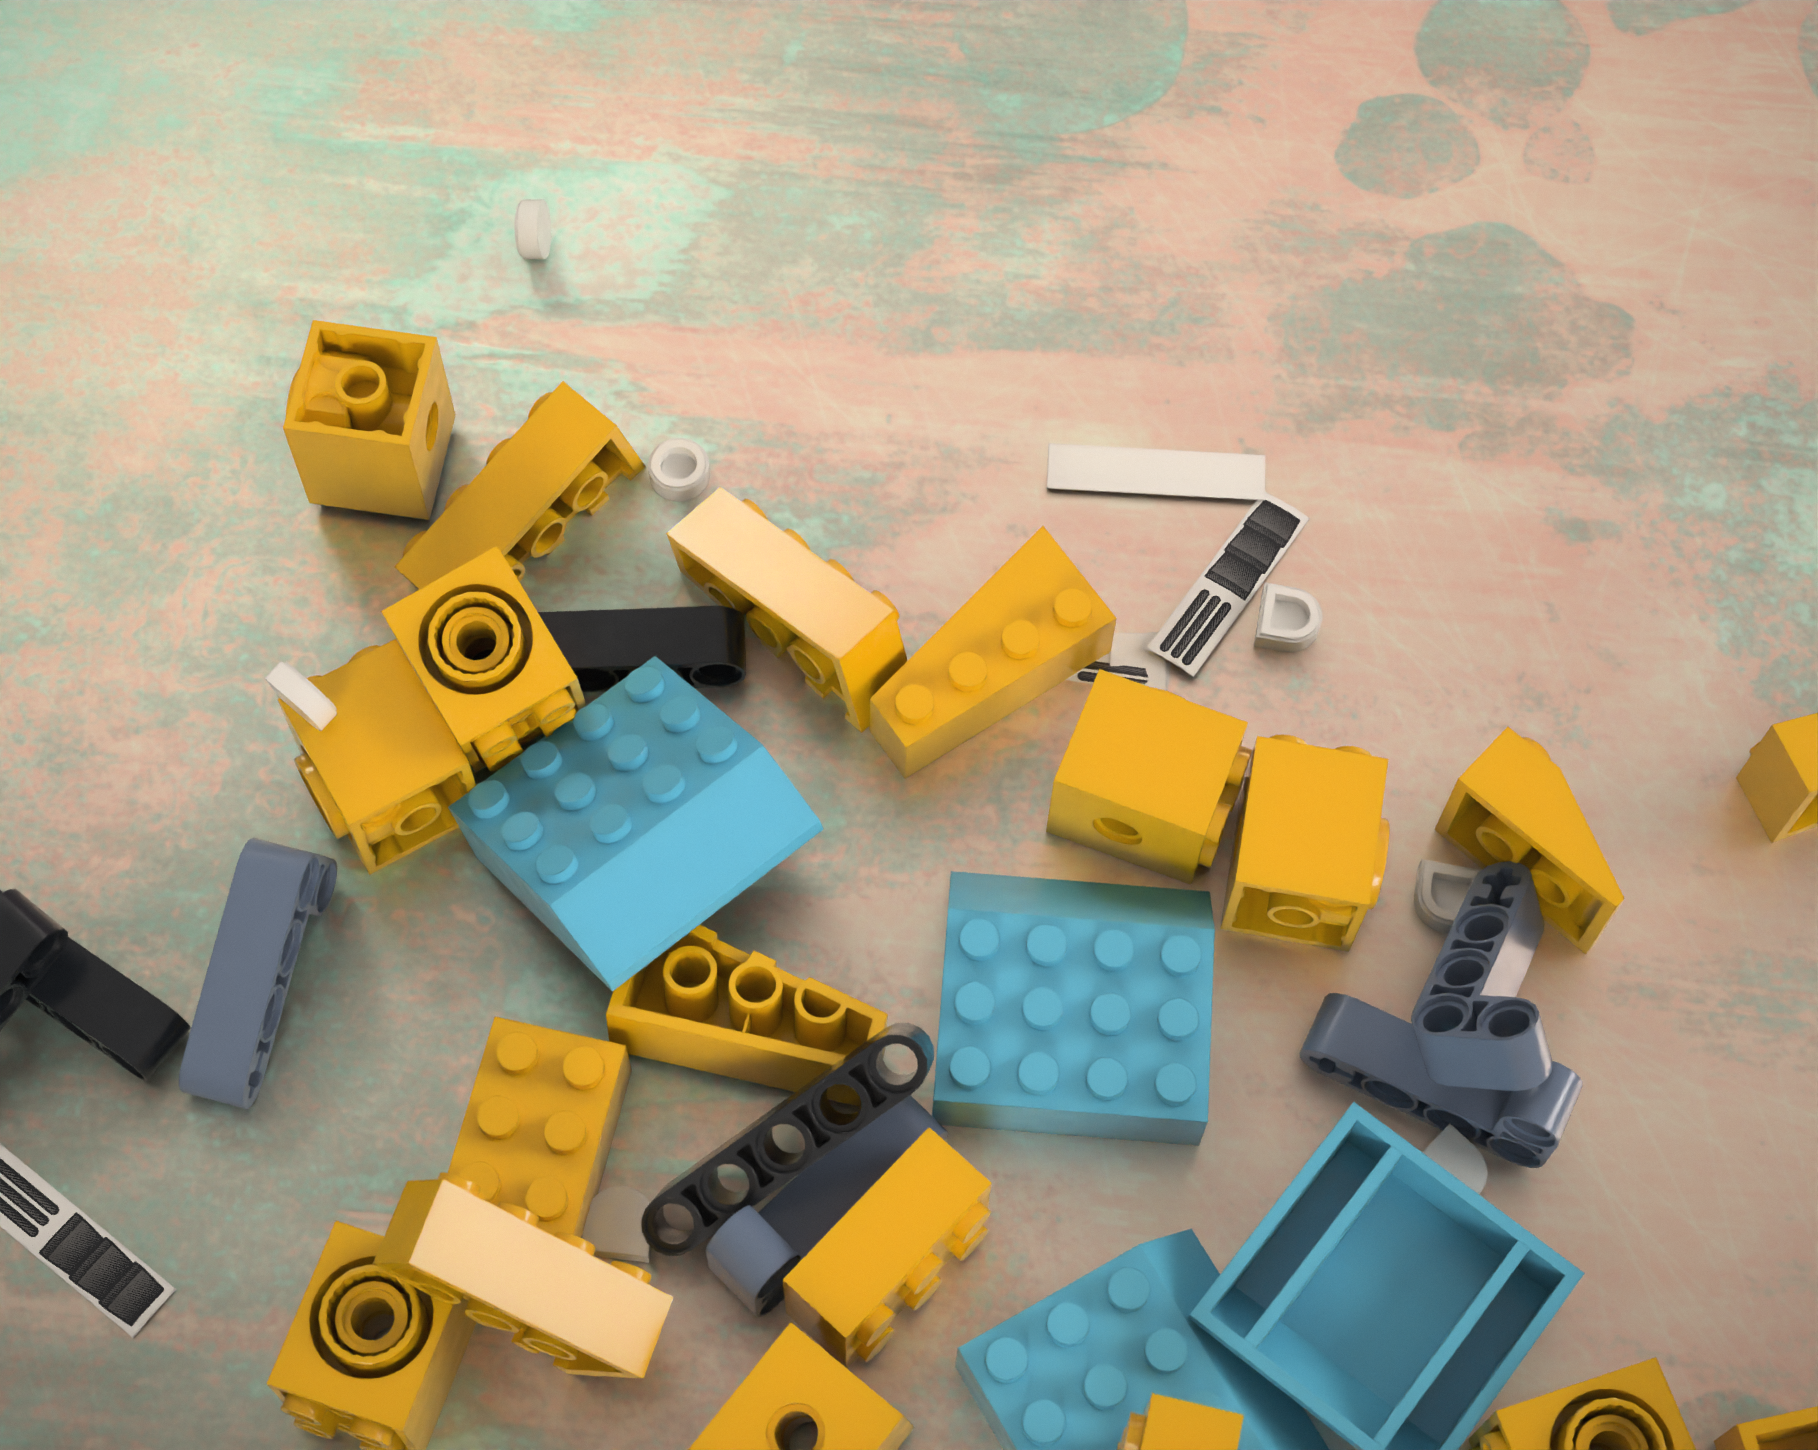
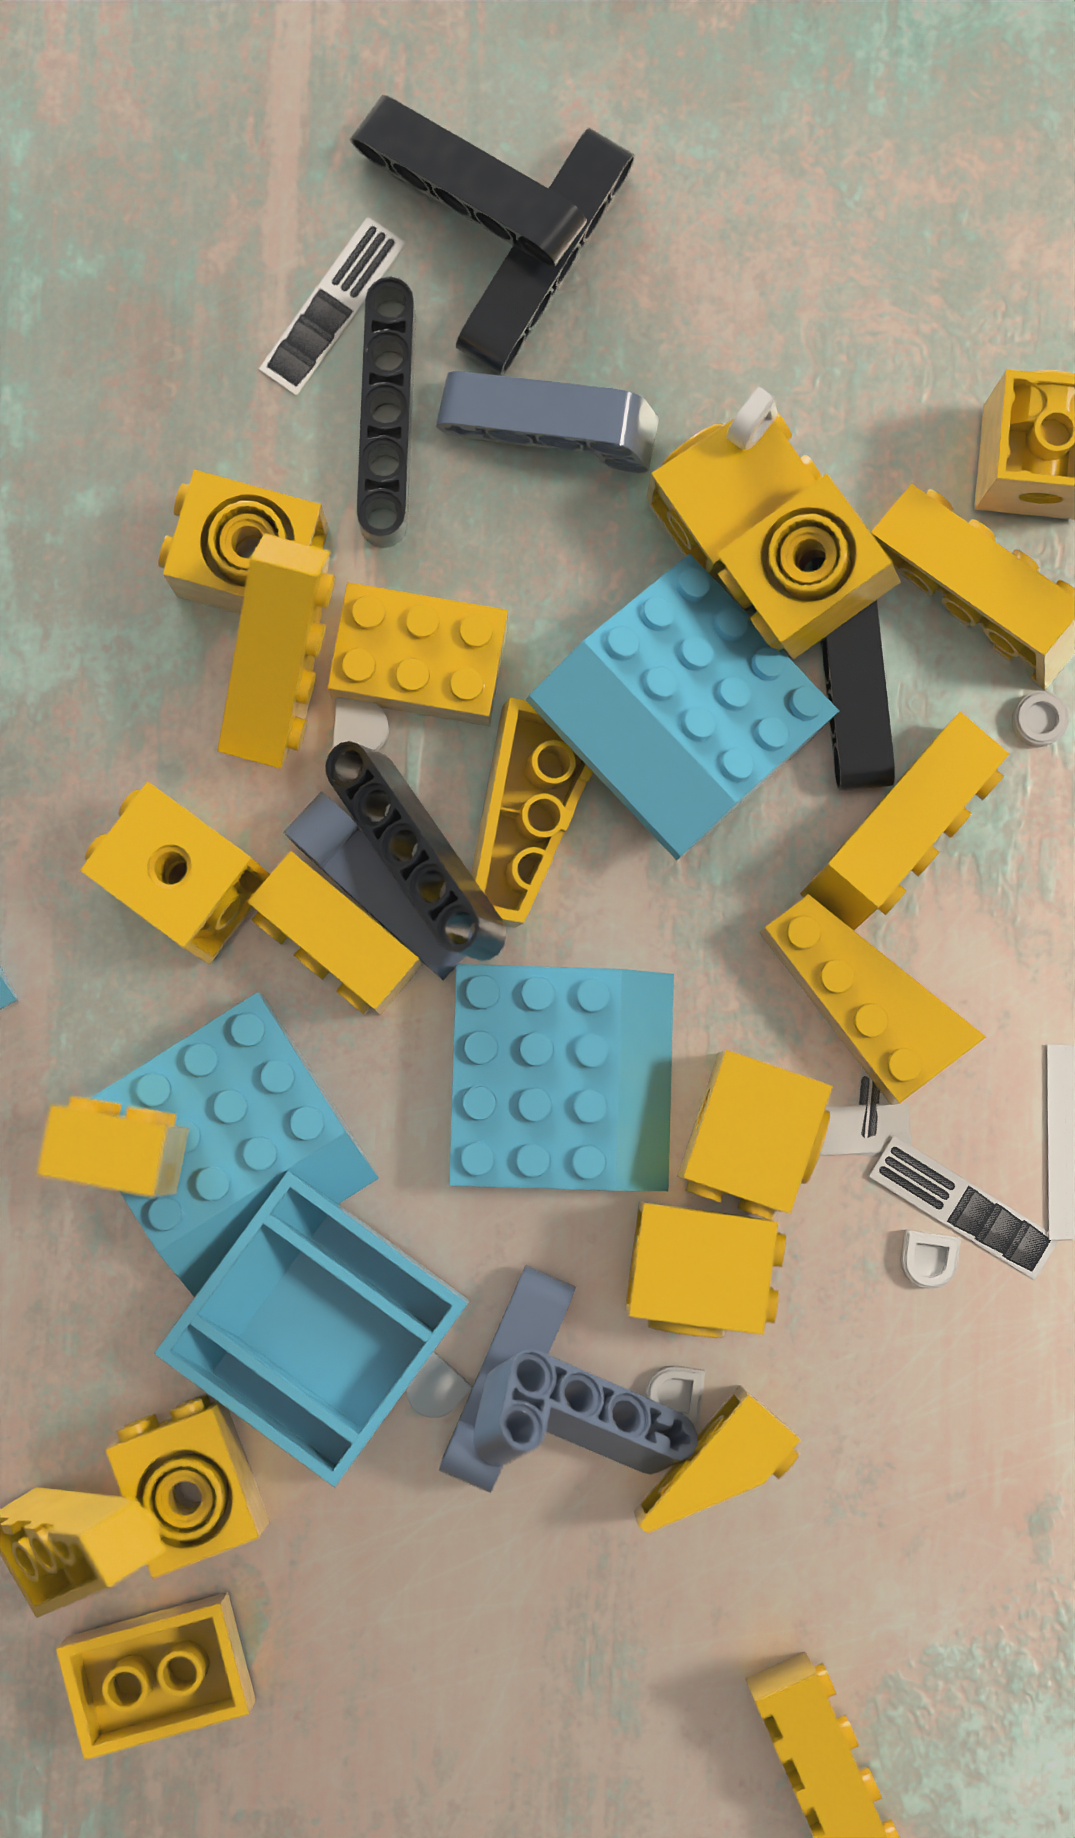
camera: 85 degrees right, 20 degrees up
(191, 1149) = (379, 388): none -> black beam

